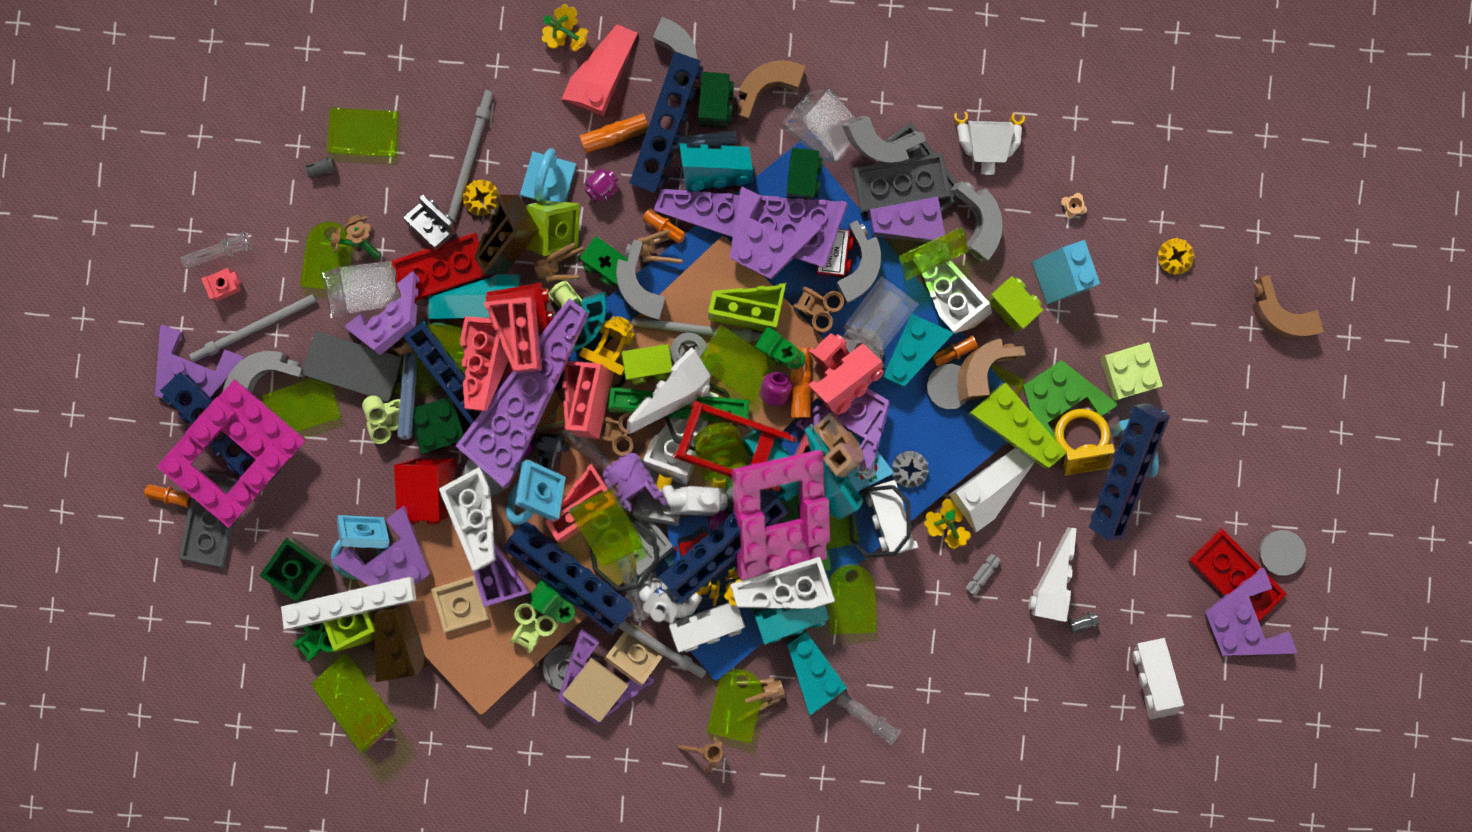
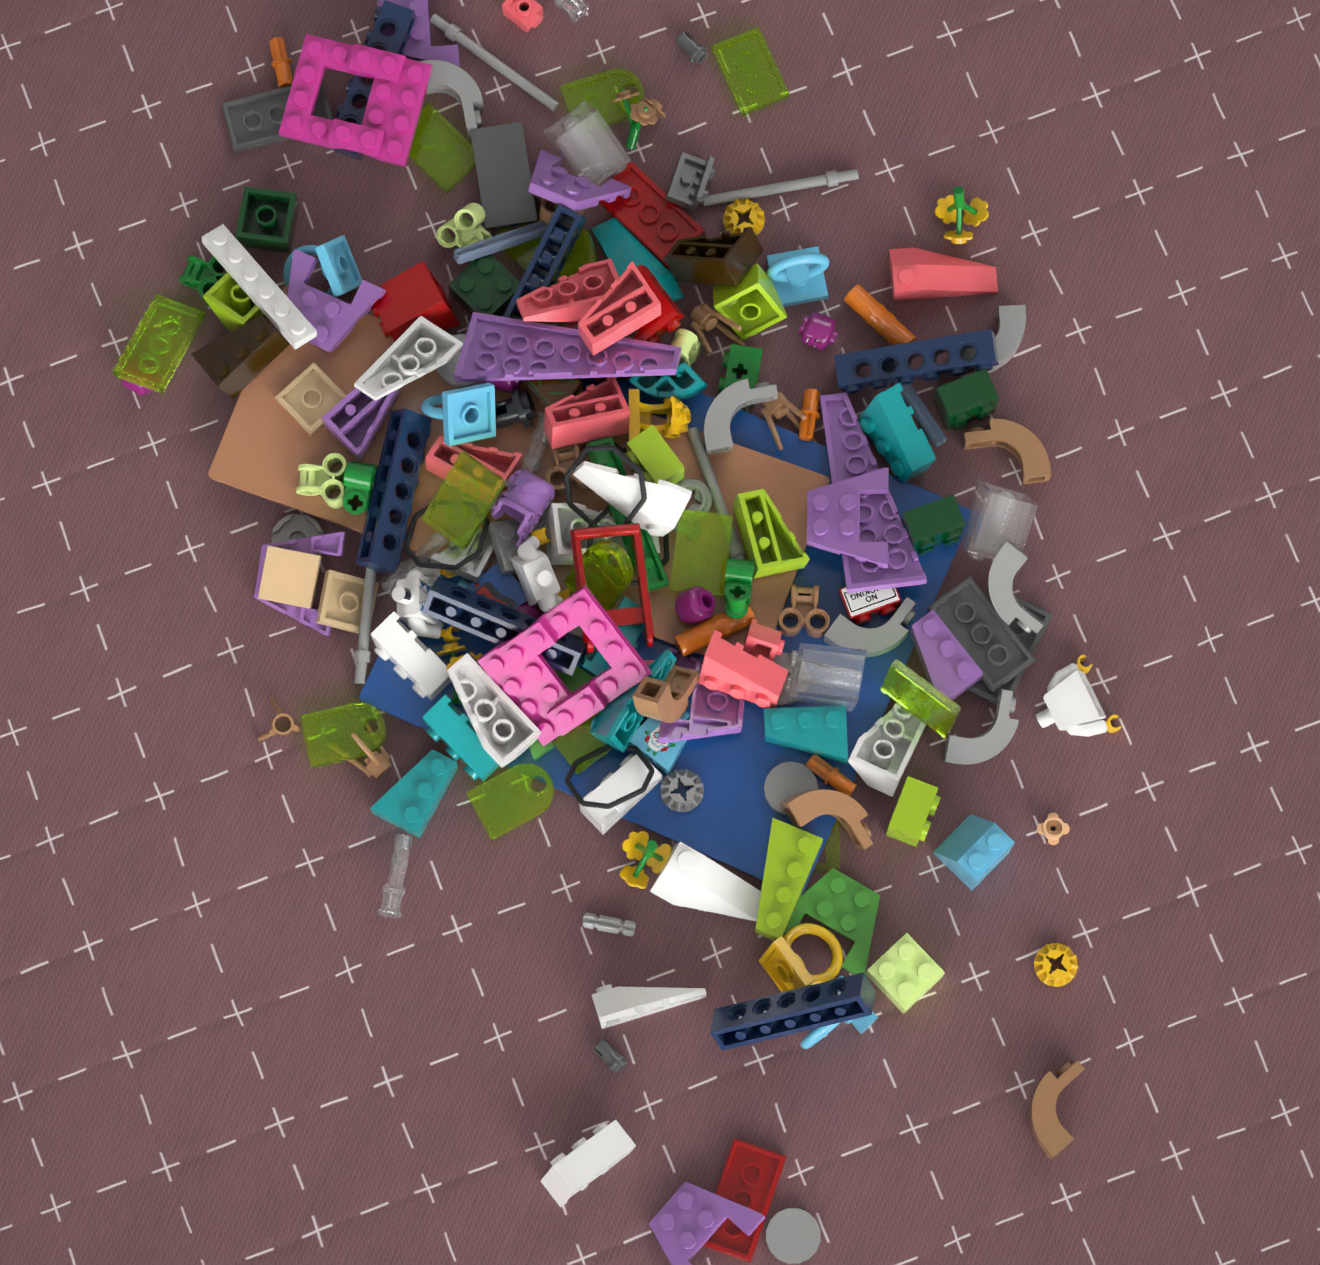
camera: 65 degrees right, 10 degrees down
(644, 386) = (624, 458): none -> black piece

